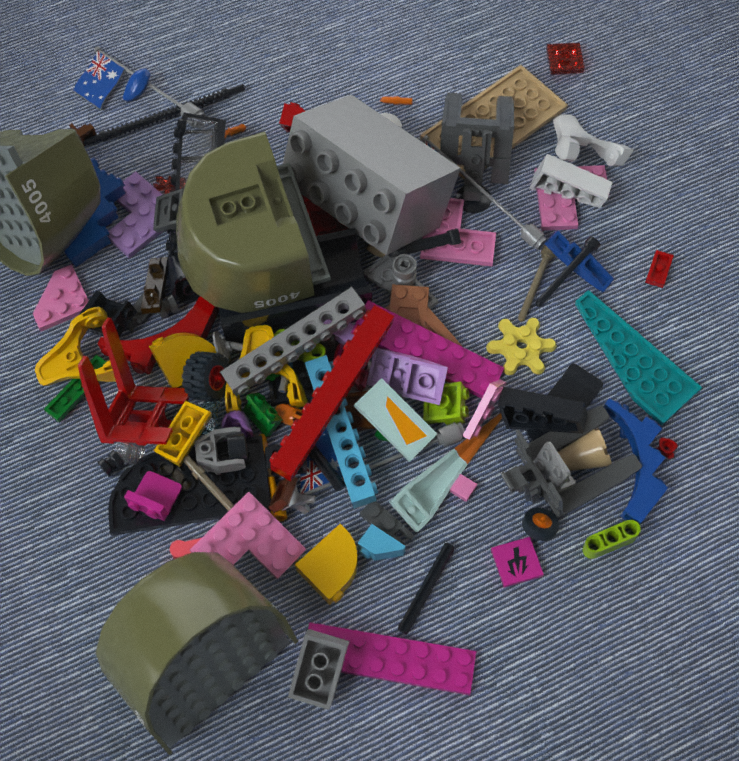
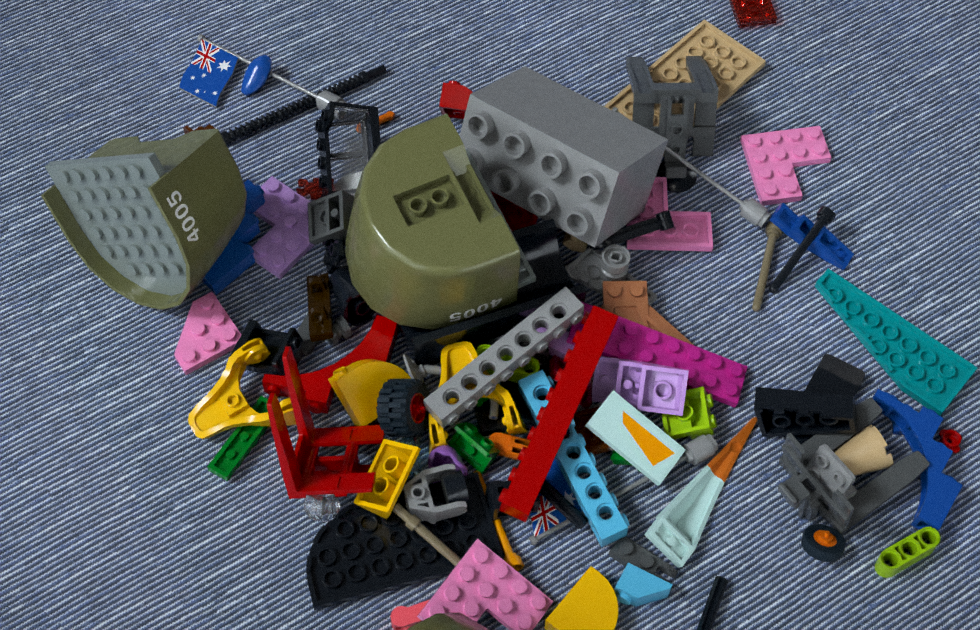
camera: 10 degrees left, 5 degrees down
(110, 464) = (298, 525): black wheel -> none
(154, 495) = (362, 556): dark pink bracket -> none
(287, 496) = (521, 541): copper piece -> none
(396, 100) = (567, 70): orange piece -> none
(463, 487) = (724, 510): bright pink tile -> none
(484, 408) = (737, 417): bright pink plate -> none
(516, 356) = (757, 351): light yellow plate -> none
(516, 562) = (802, 590): dark pink tile -> none
(570, 182) = (787, 147): white wedge -> none
(572, 135) = (781, 102): white animal -> none
(659, 269) = (903, 237): red plate -> none

